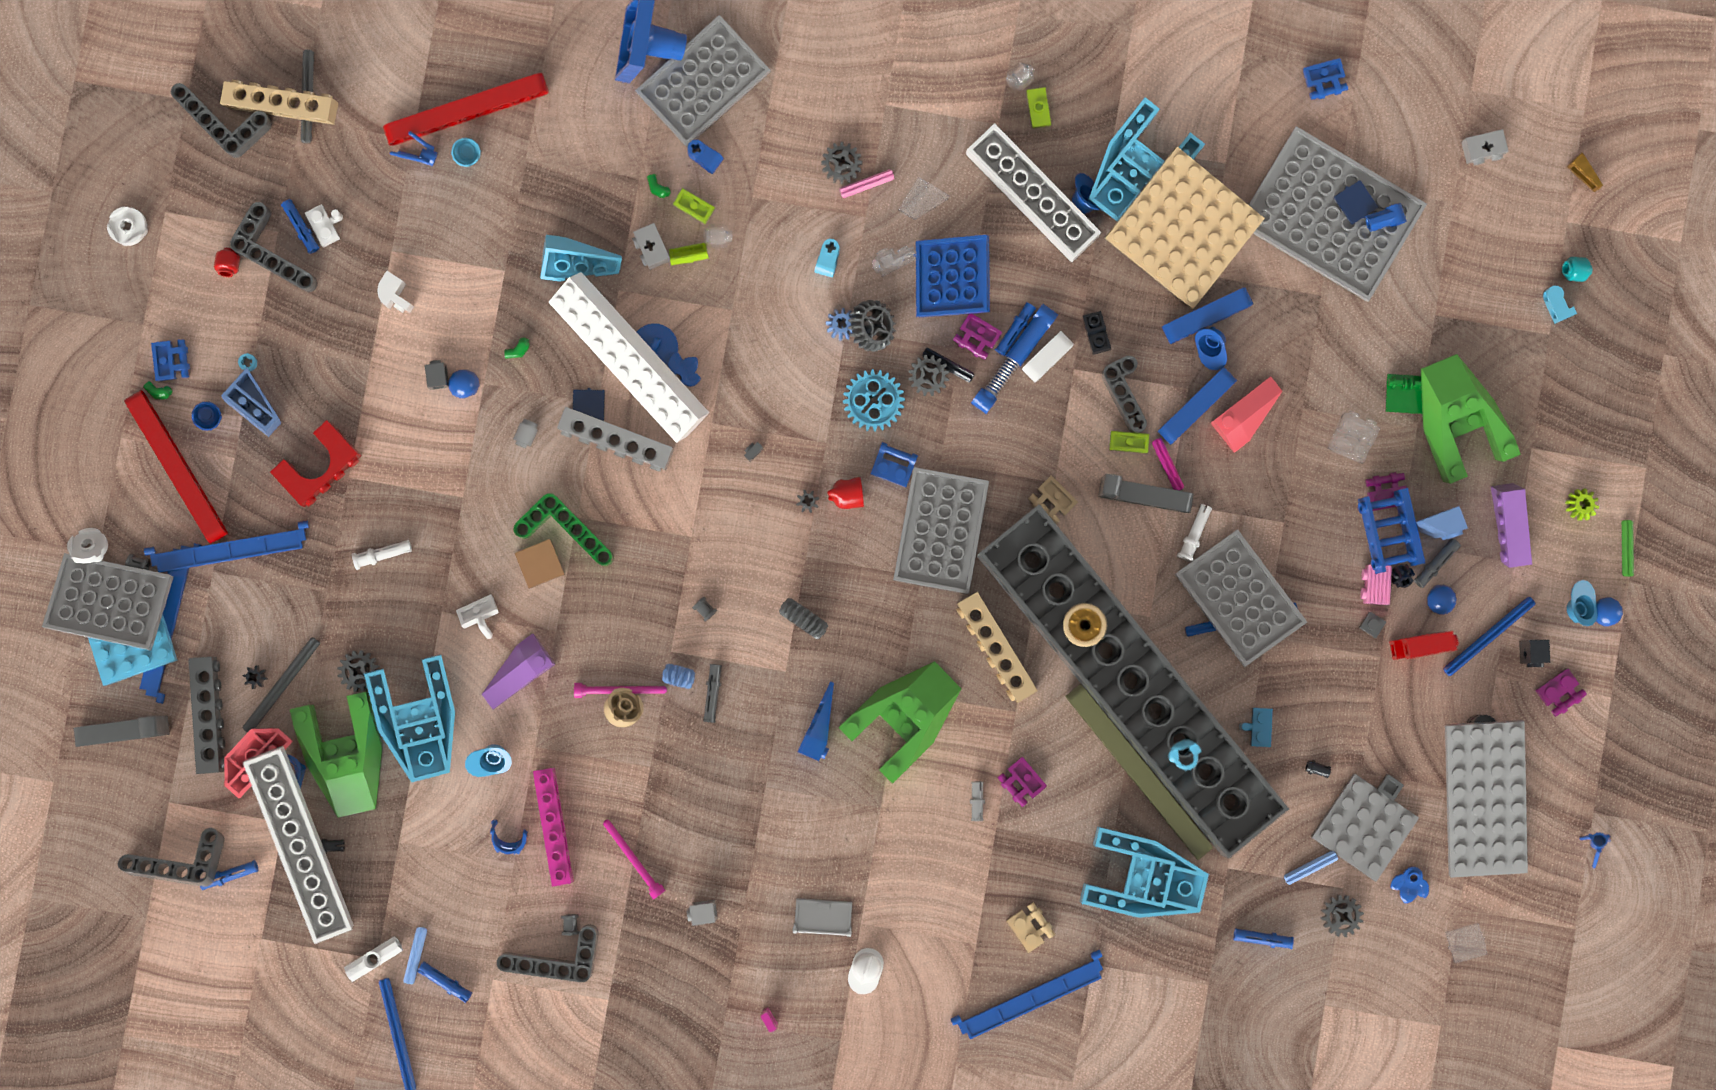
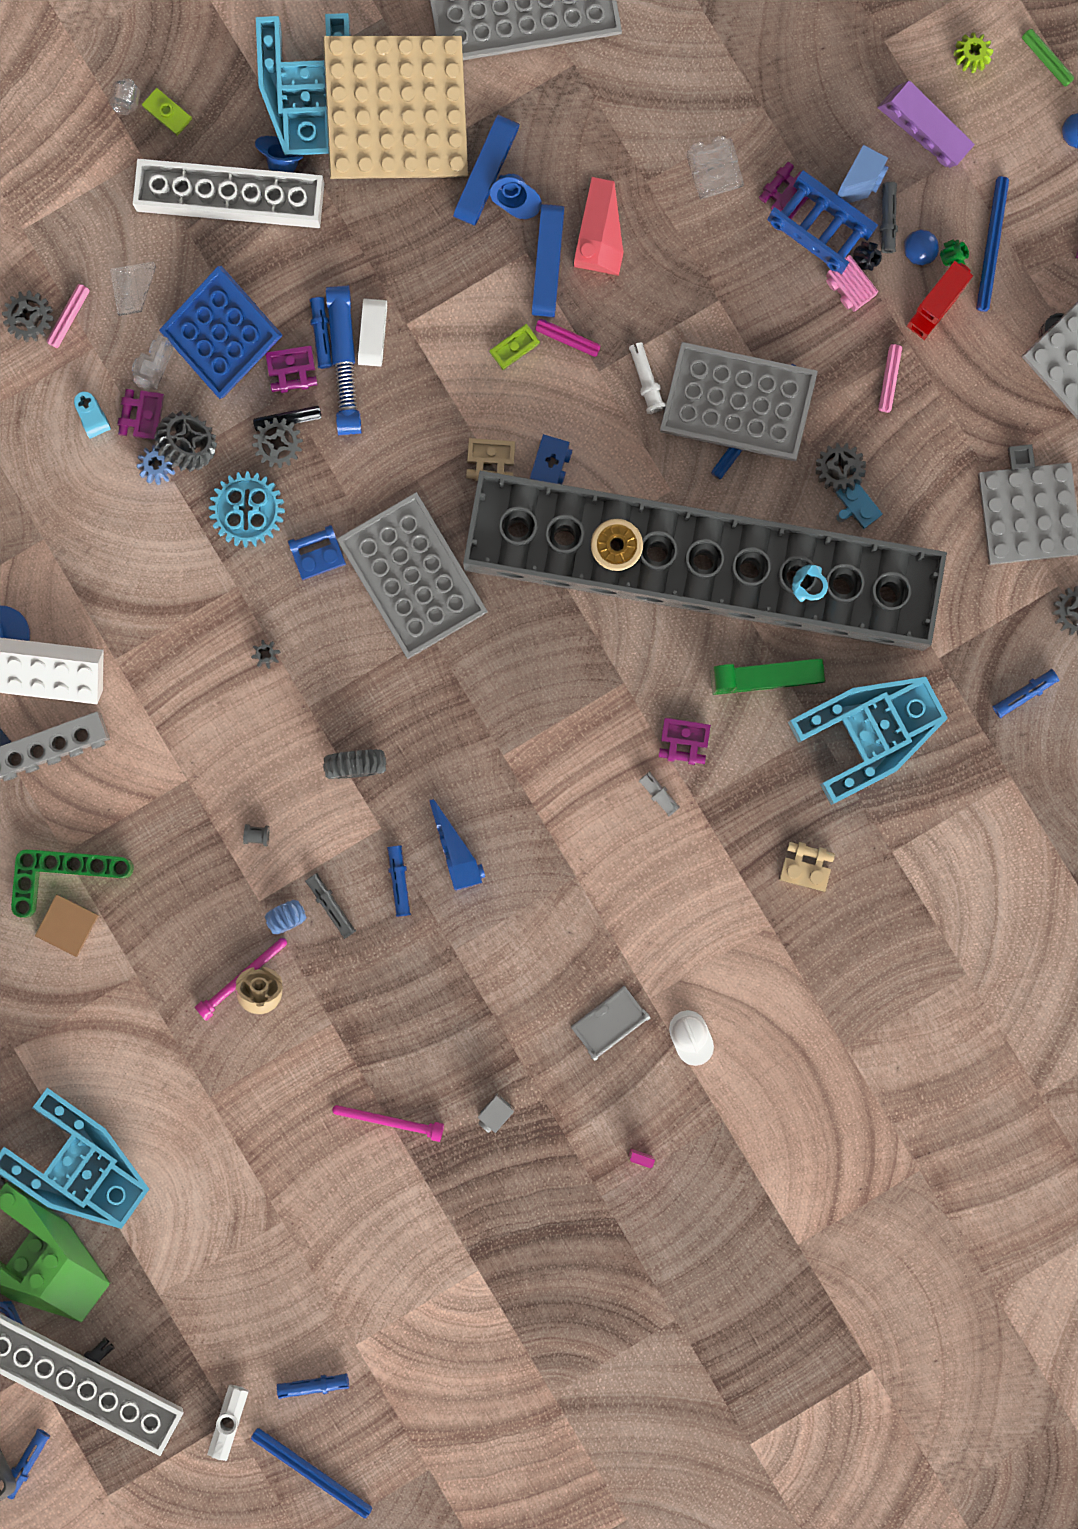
camera: 45 degrees left, 0 degrees up
(415, 955) = (264, 1385): light blue axle -> none
(477, 612) = (48, 1020): white plate -> none
(488, 761) = (176, 1148): piece -> none
(504, 847) = (261, 1213): blue helmet -> none
(521, 668) = (133, 1037): medium lavender wedge -> none
(553, 827) = (289, 1155): dark pink brick -> none
(554, 964) = (400, 1280): dark grey beam -> none
(570, 924) = (383, 1232): dark grey bush -> none
(684, 368) = (46, 630): blue plate -> none
(752, 451) = (175, 651): dark grey plate -> none
(772, 708) = (398, 877): none -> blue pin
(847, 493) = (296, 615): red piece -> none
(862, 288) = (148, 414): none -> magenta plate
(913, 708) = (530, 760): bright green wedge -> none
(1026, 686) = (500, 614): tan brick -> none
(1031, 999) = (864, 931): blue piece -> none
(1095, 524) = (551, 448): none -> blue brick
(1096, 332) = (398, 272): black slope -> none
(1109, 786) = (727, 679): none -> green beam
(1115, 489) = (539, 400): dark grey beam -> none
(1128, 396) = (457, 298): dark grey beam -> none
(1139, 772) = (782, 639): olive beam -> none
(1262, 691) = (850, 463): none -> dark grey gear
(1310, 867) = (1012, 592): light blue axle -> none
(1317, 768) = (942, 497): black pin -> none
(1350, 665) = (890, 378): none -> bright pink axle
(1372, 624) = (878, 324): dark grey plate -> none
(1404, 394) = (728, 88): green hinge -> none
(1455, 405) = (782, 59): bright green wedge -> none
(1459, 622) = (954, 252): none -> green gear
(1534, 652) = (1046, 222): black brick -> none
(1582, 604) = (1051, 141): dark azure piece -> none

